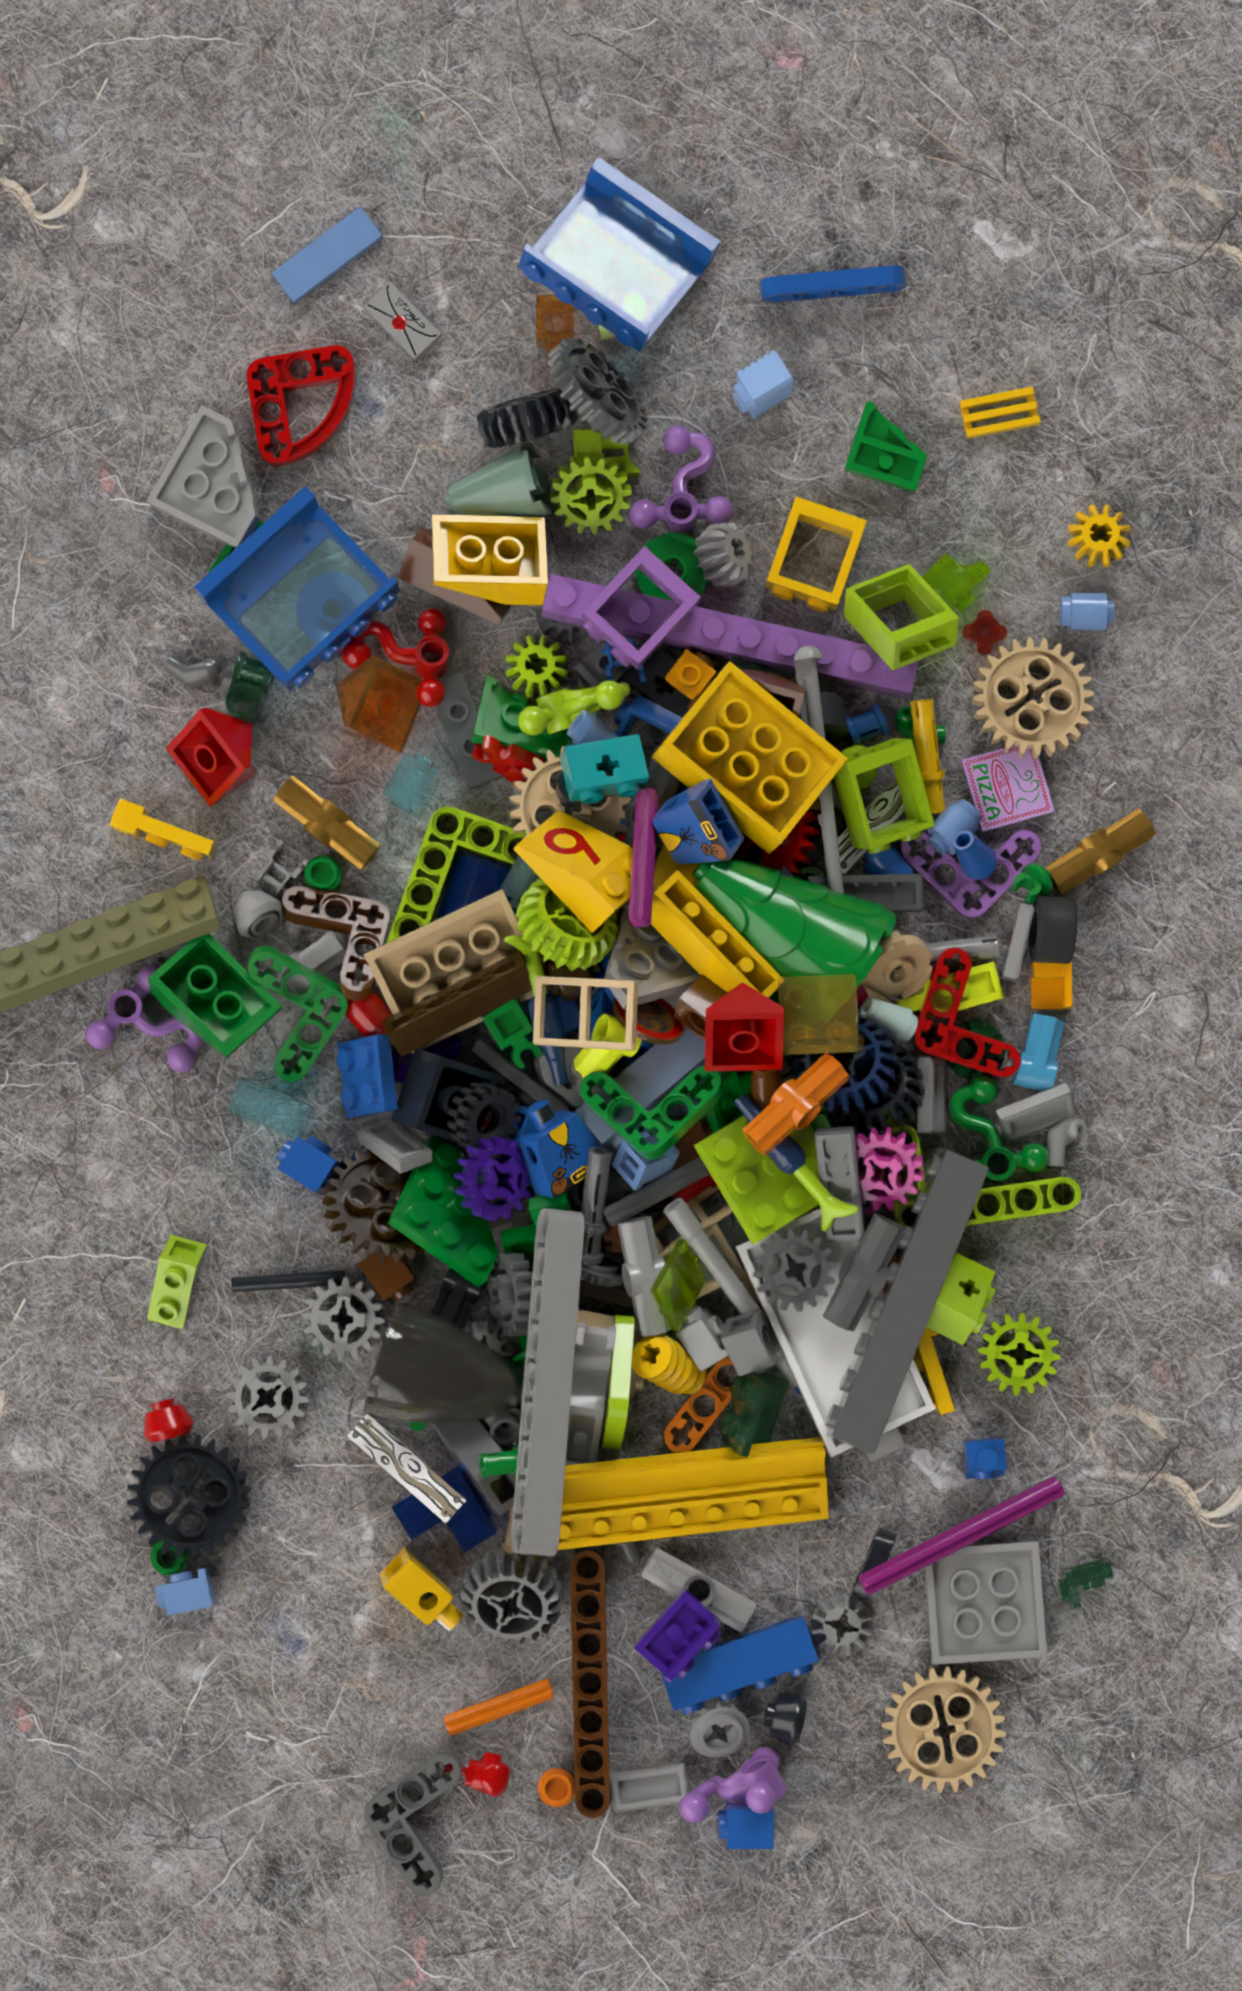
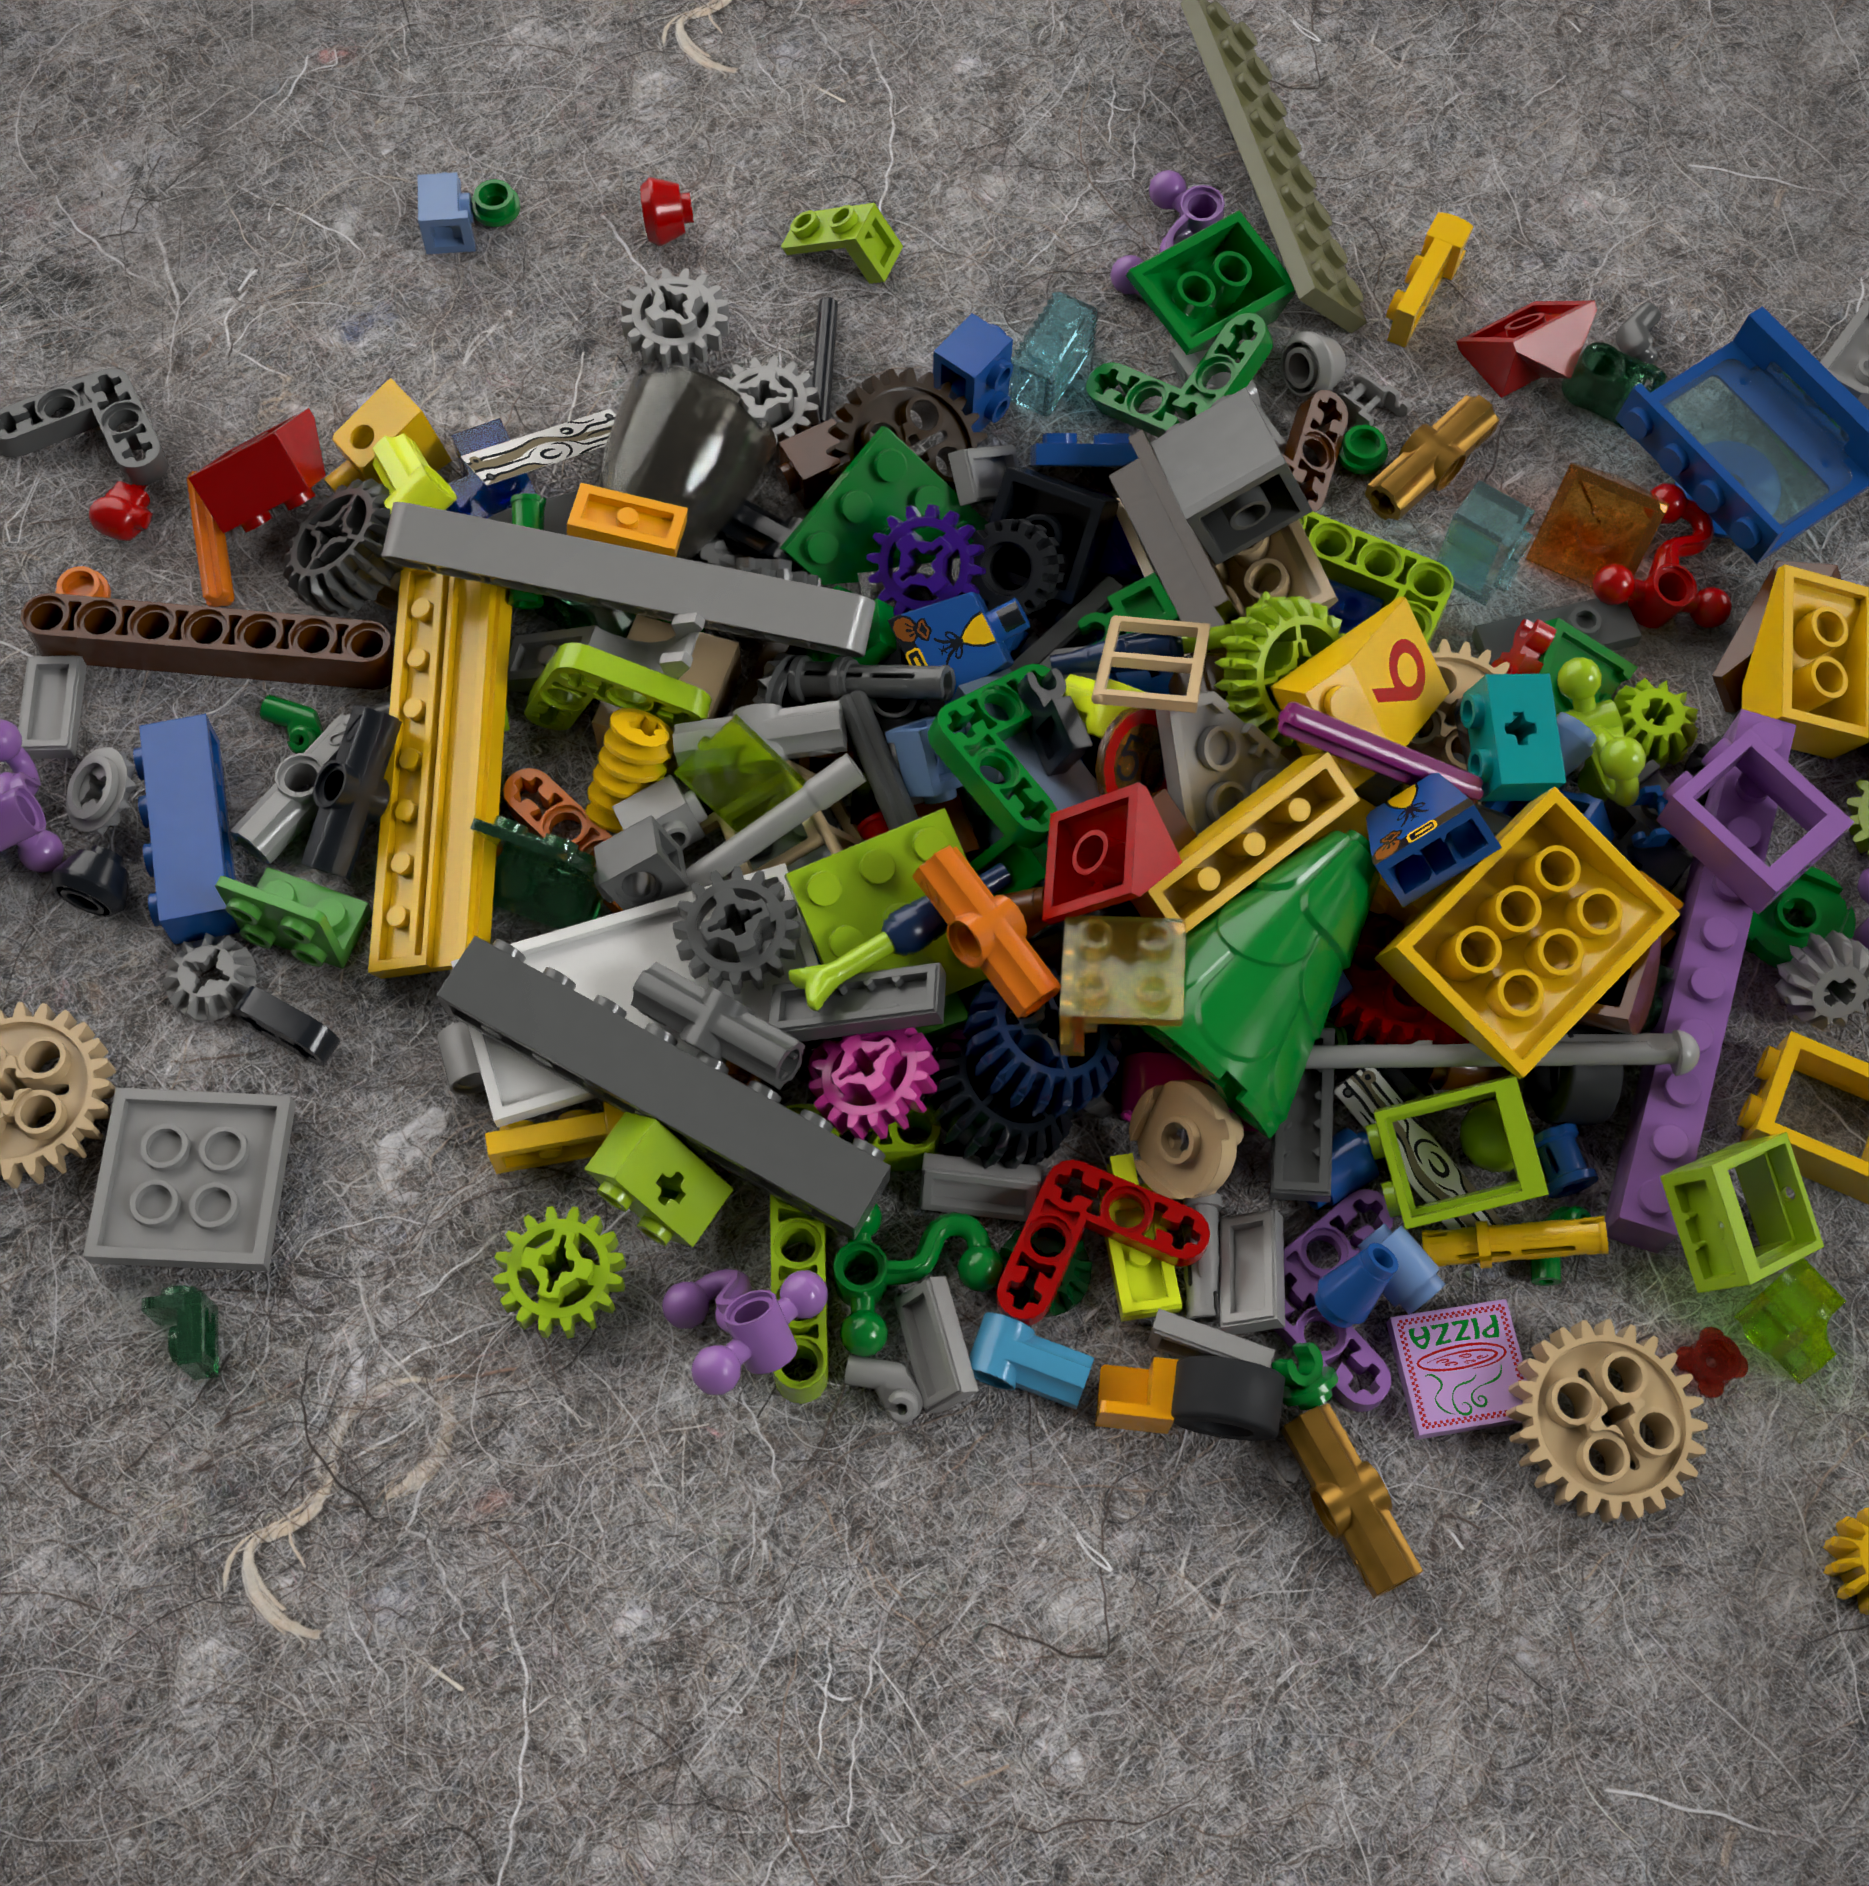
camera: 90 degrees right, 20 degrees down
(161, 1476) = (564, 222): black gear -> none
(416, 972) = (1230, 476): none -> slope
(449, 1675) = (262, 474): none -> red slope
(475, 1550) = (409, 475): none -> neon yellow piece
(502, 1390) = (626, 520): none -> light orange panel
(633, 1074) = (1056, 725): none -> black plate
(644, 1606) = (300, 720): none -> green arm
(679, 1636) = (242, 731): dark purple bracket -> none
(707, 1552) = (351, 791): none -> black piece
(793, 1573) = (296, 915): none -> bright green bracket
(895, 1019) = (1104, 1126): light aqua cone -> none
(961, 1535) = (297, 1151): magenta axle -> none
(966, 919) = (1252, 1272): none -> light grey tile
(984, 1458) = (410, 1199): blue brick -> none
(1051, 1223) = (751, 1318): none -> medium lavender piece
(1086, 611) = (1751, 1525): medium blue brick -> none

